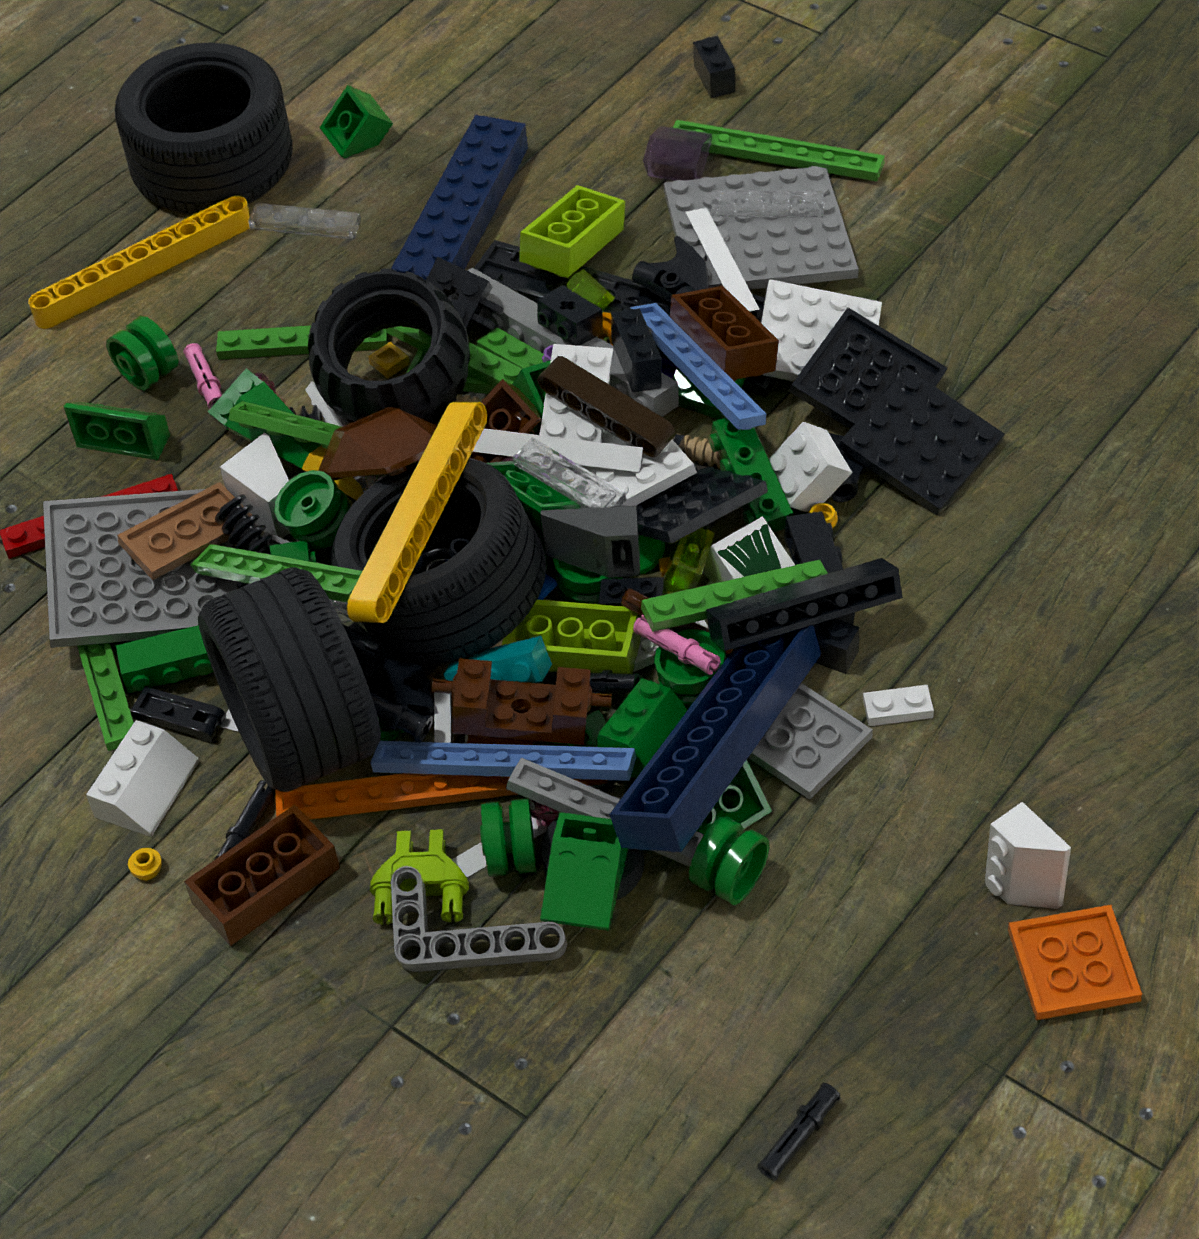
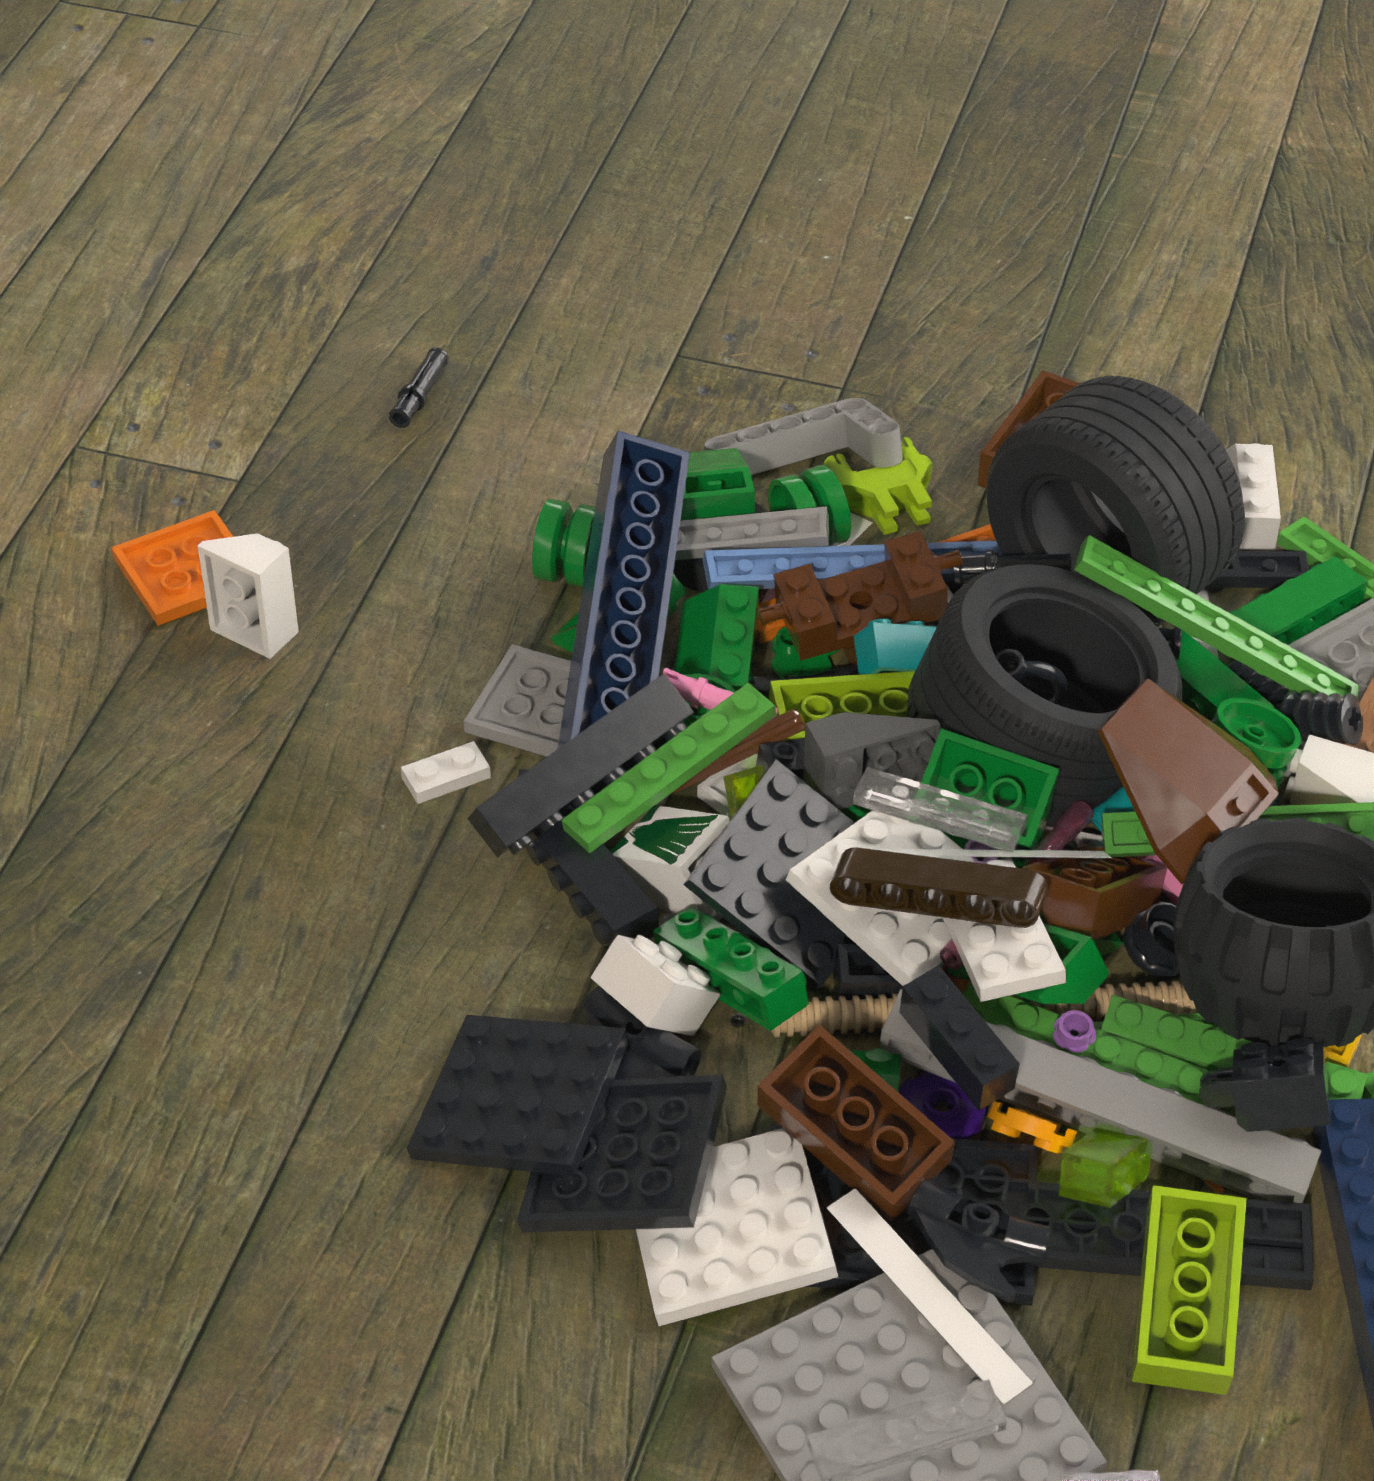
camera: 155 degrees right, 5 degrees down
(416, 513) = (1071, 640): yellow beam -> none
(569, 316) = (1101, 1107): black brick -> none
(702, 370) = (811, 1003): medium blue plate -> none

